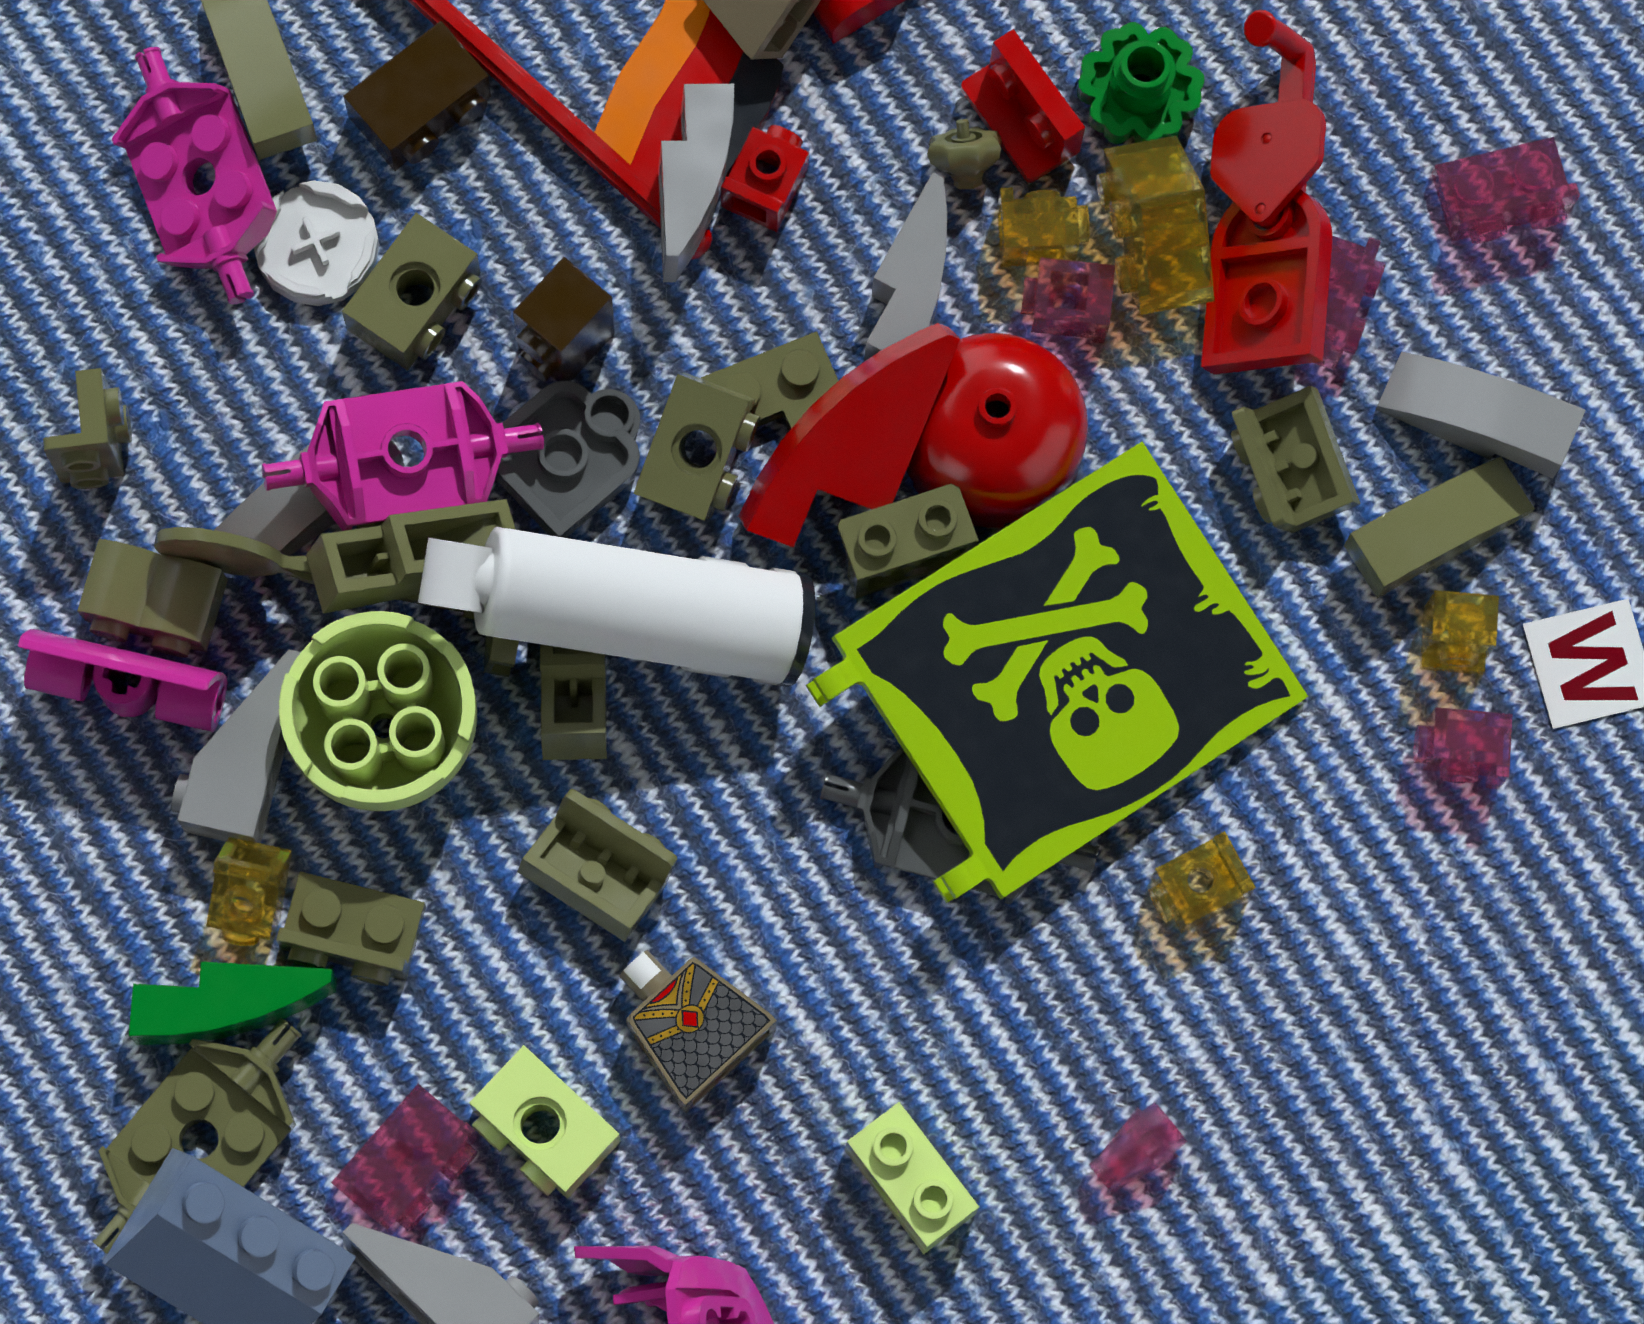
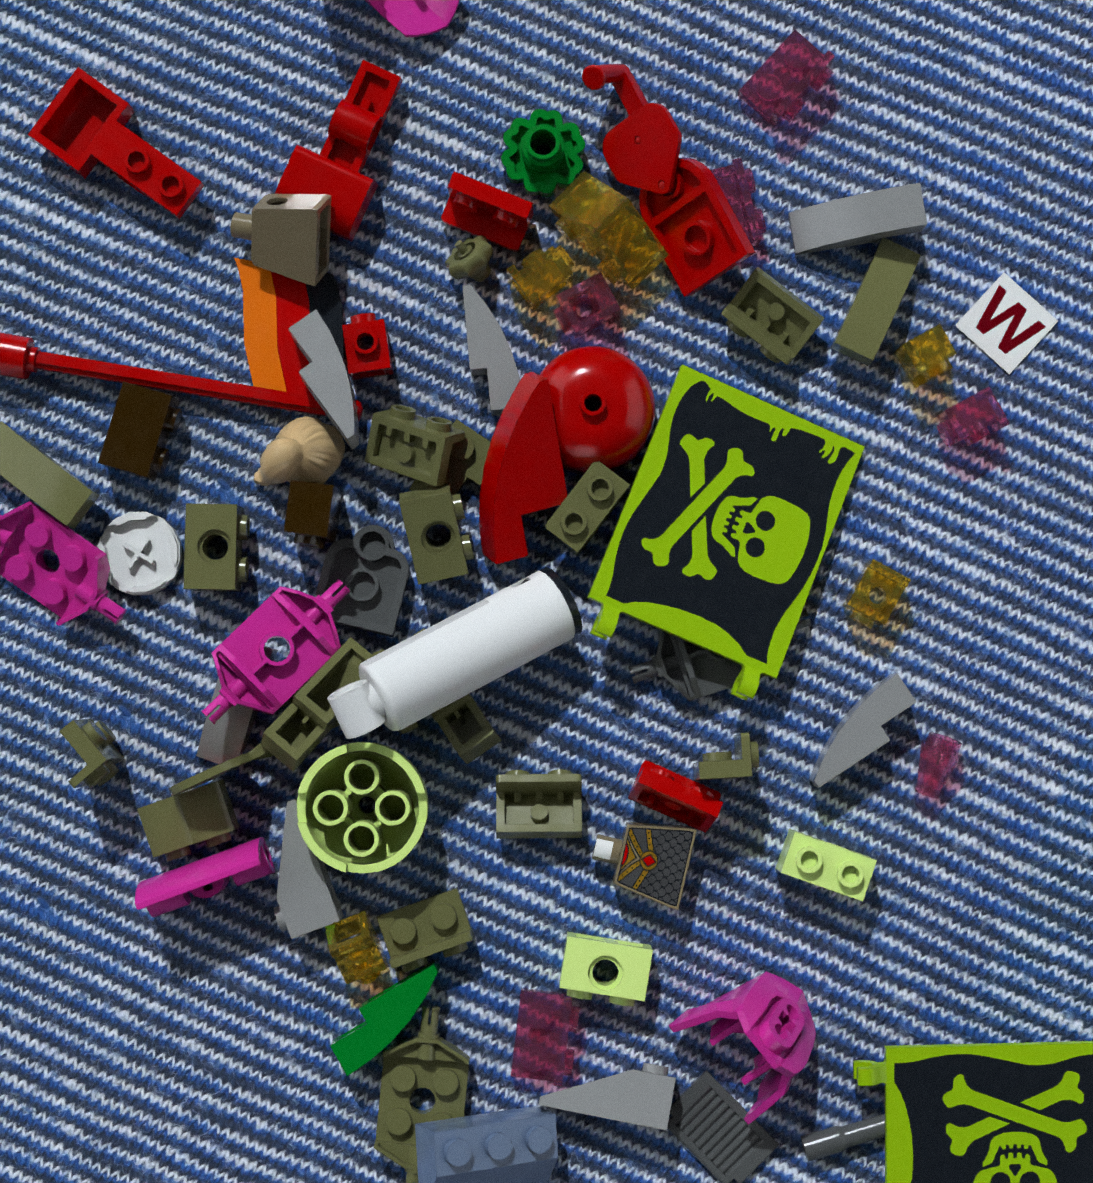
camera: 25 degrees left, 10 degrees up
(603, 242) = (301, 452): none -> tan hair
(740, 322) = (412, 444): none -> olive bracket
(776, 965) = (676, 796): none -> red bracket
(861, 966) = (721, 766): none -> olive bracket
(1069, 1039) = (861, 729): none -> light grey slope

